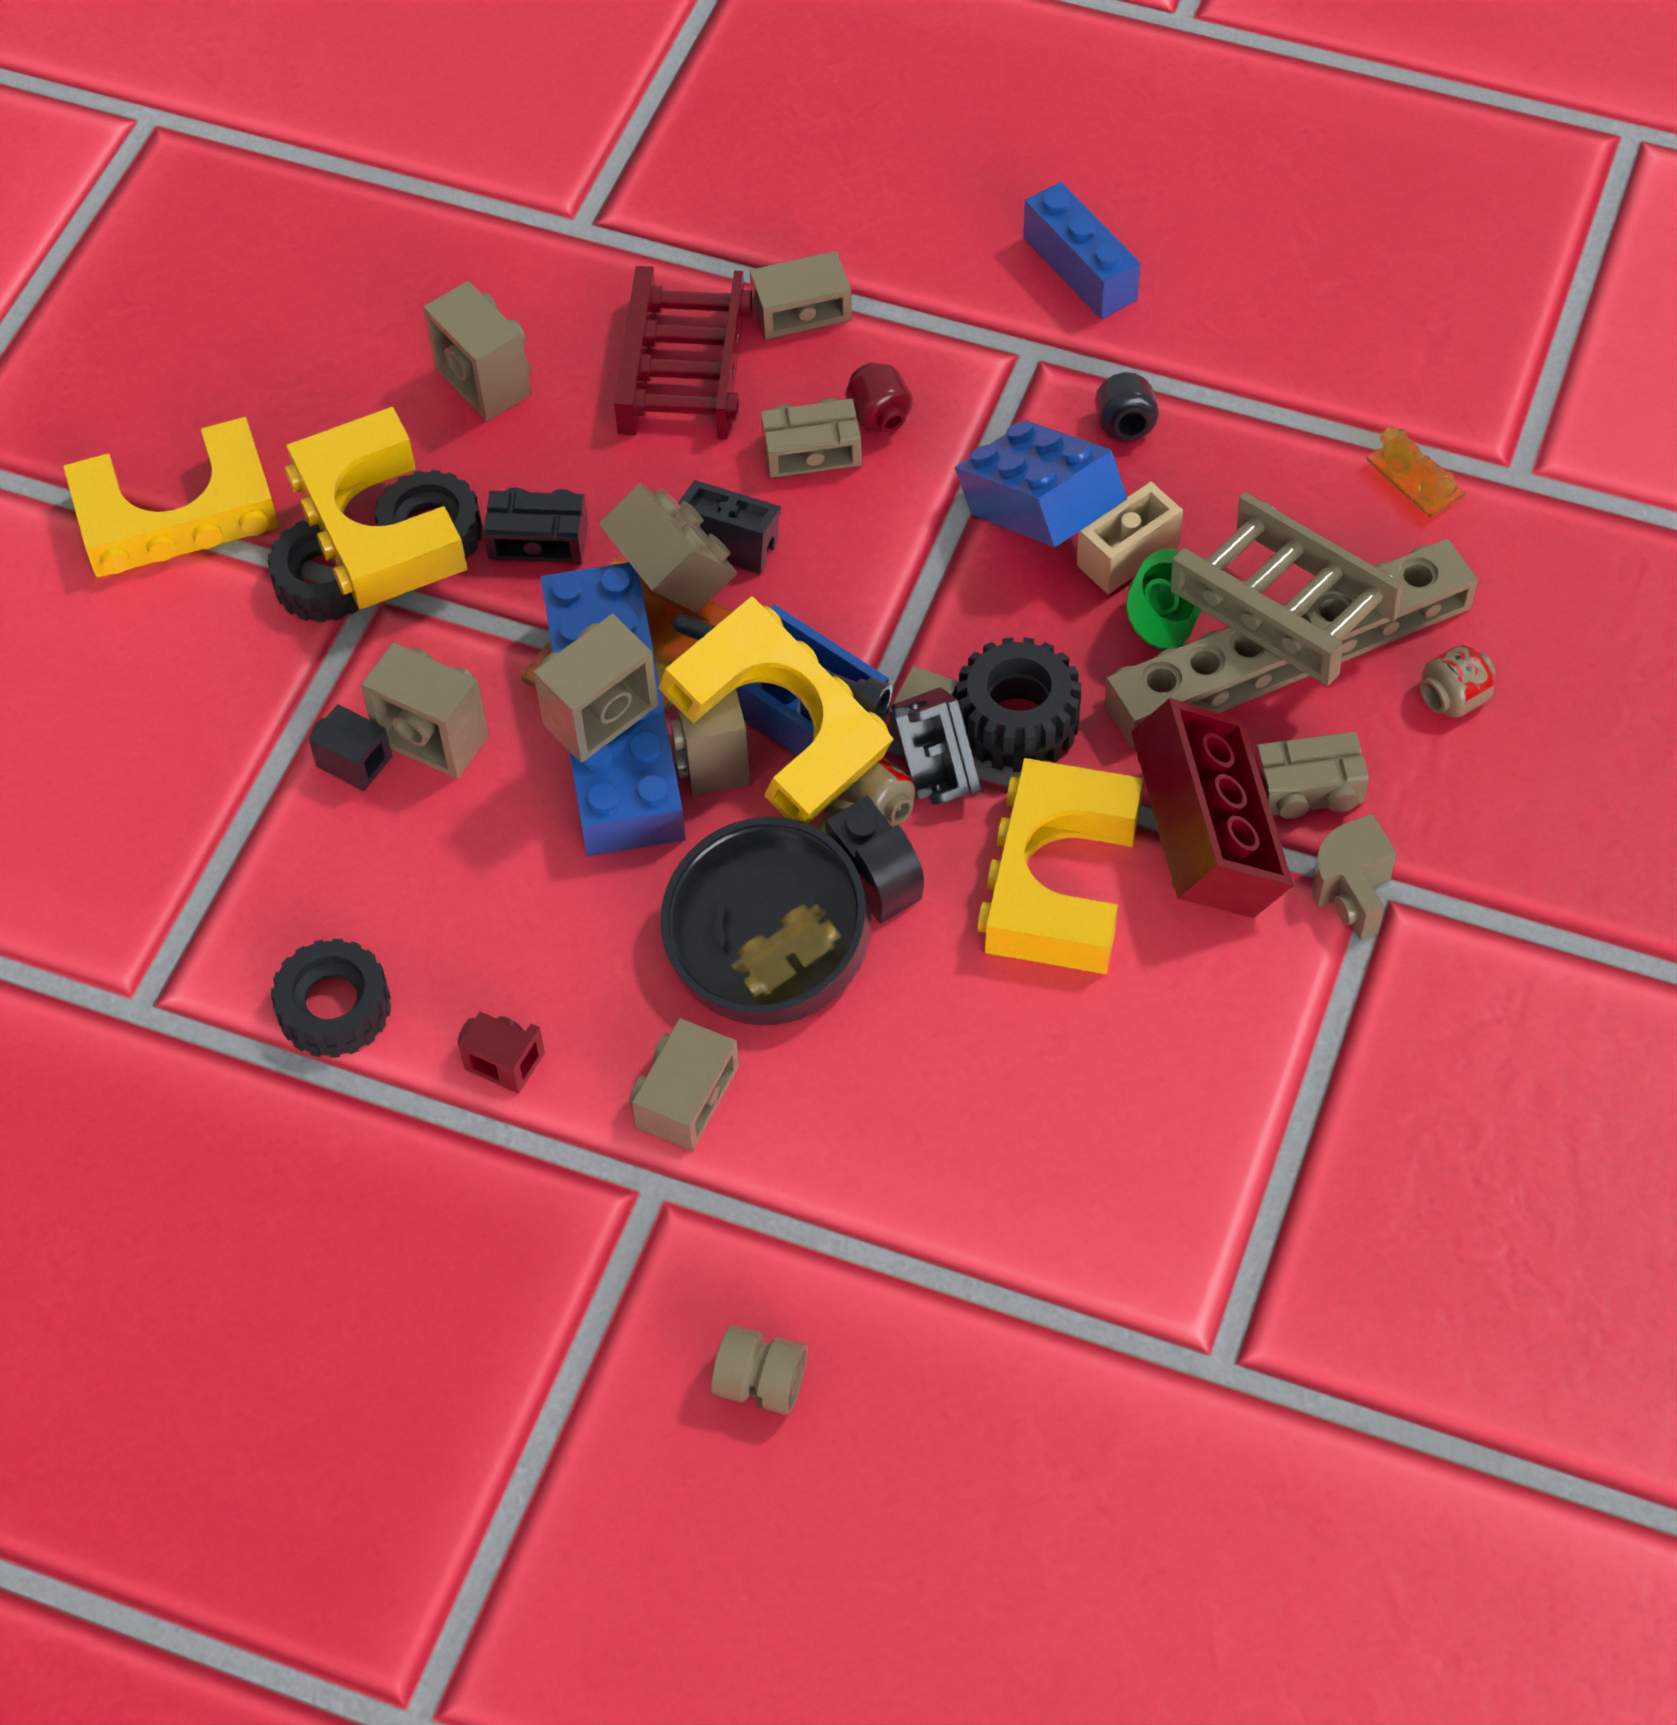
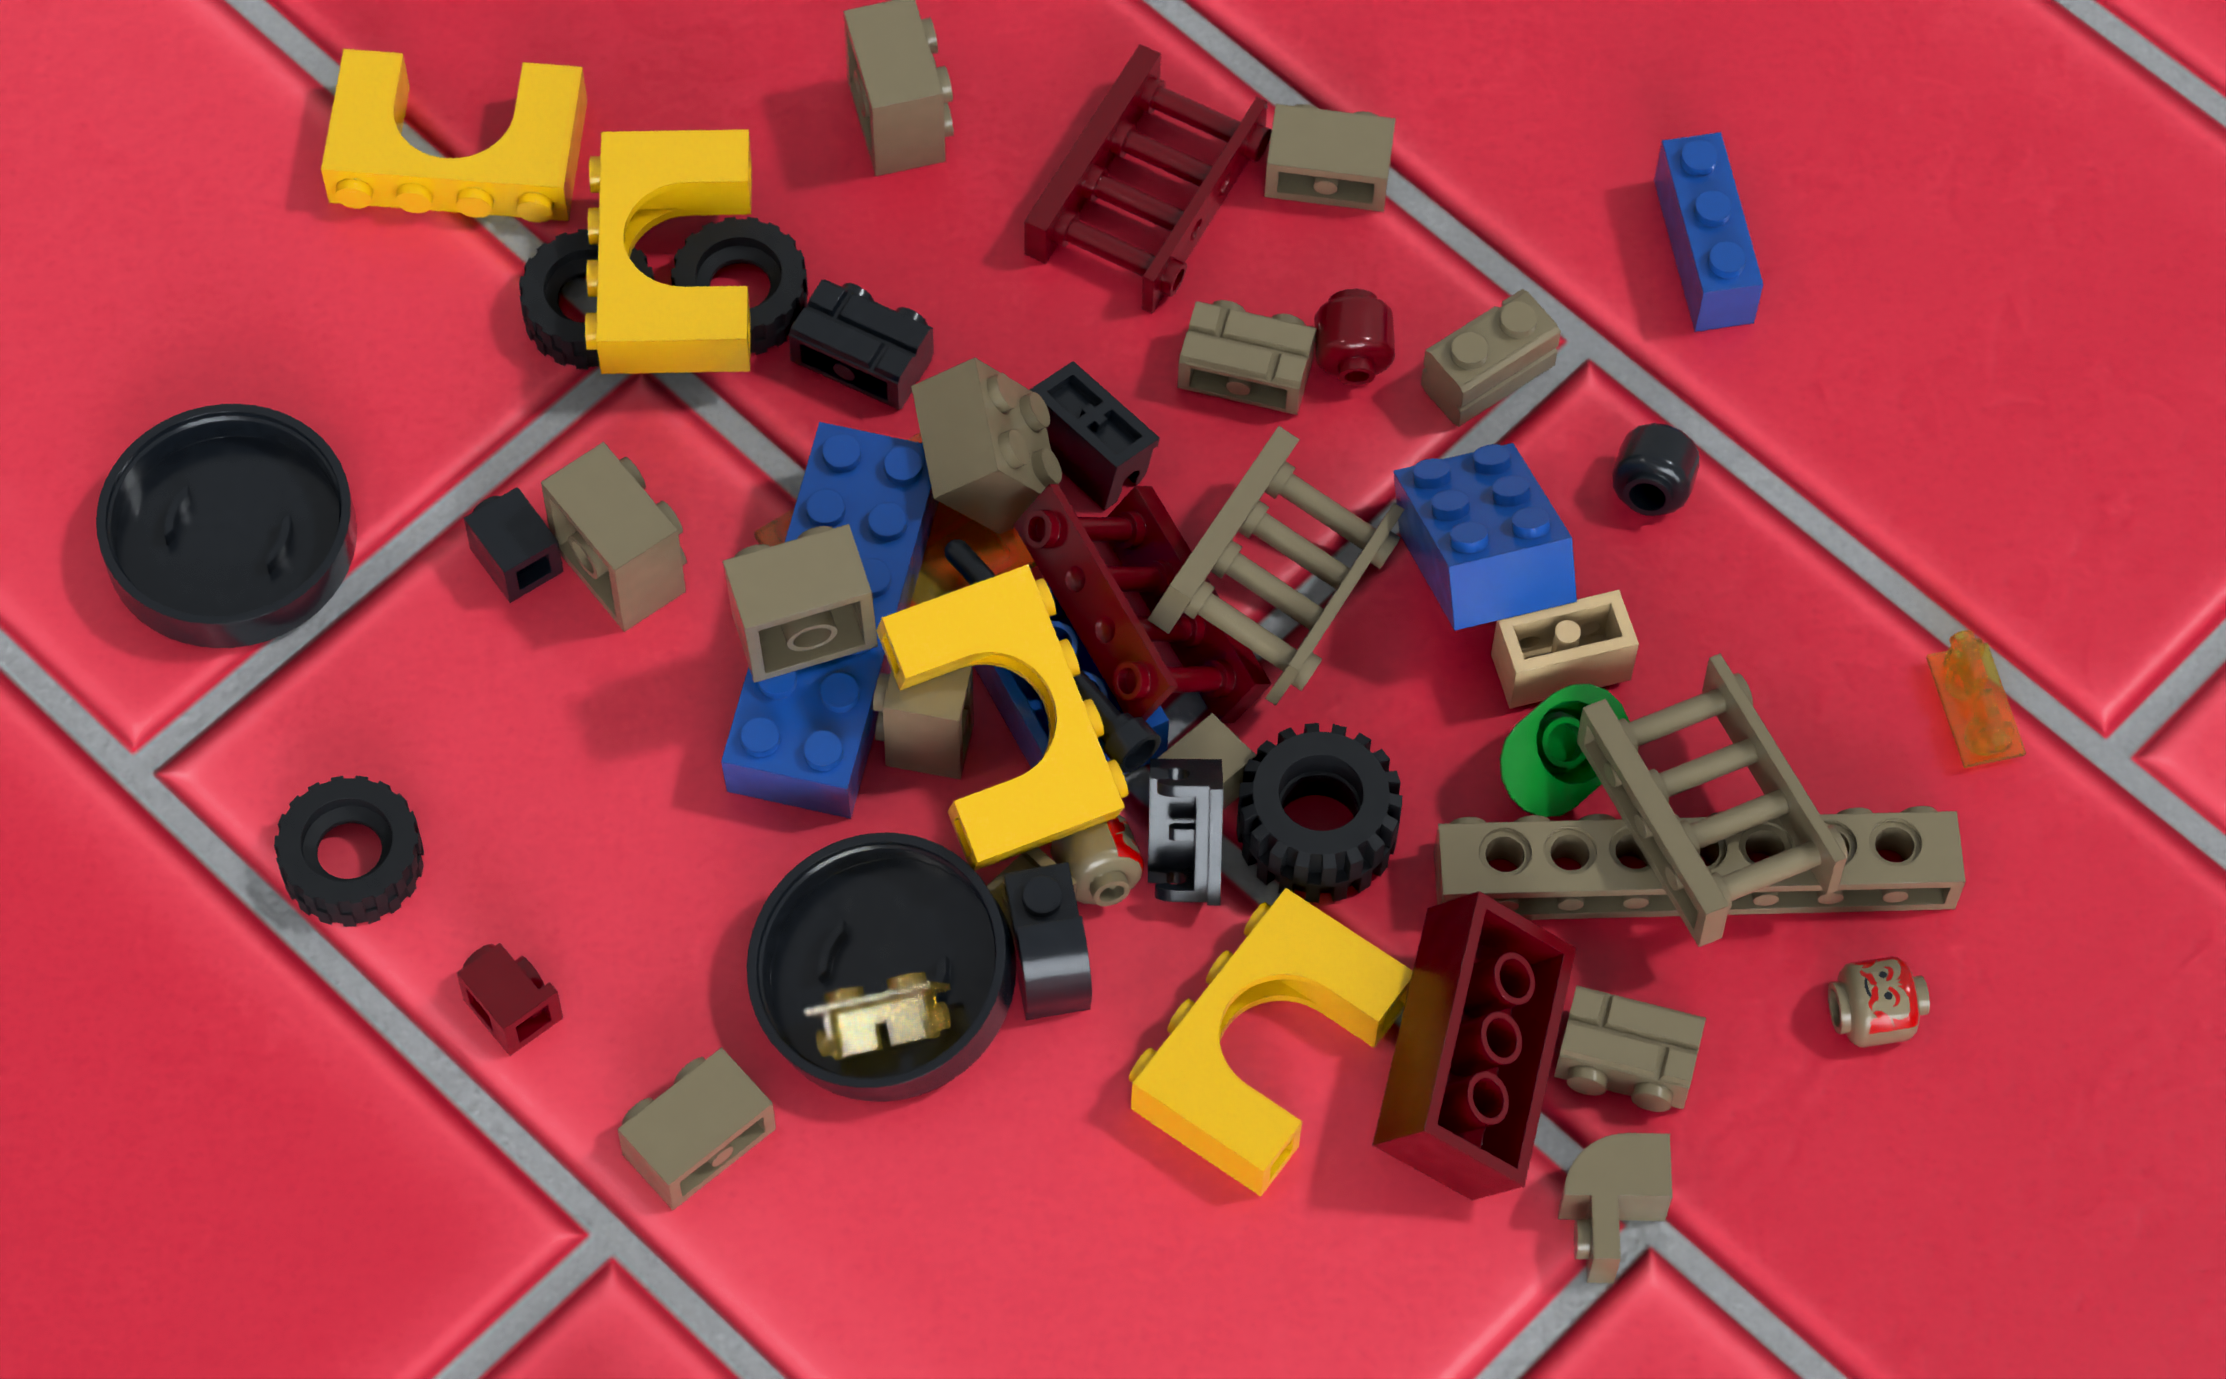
camera: 20 degrees right, 5 degrees up
(129, 813) = (226, 525): none -> black brick
(829, 612) = (1114, 636): none -> dark red fence
(867, 558) = (1221, 556): none -> dark tan fence
(978, 377) = (1490, 357): none -> dark tan brick

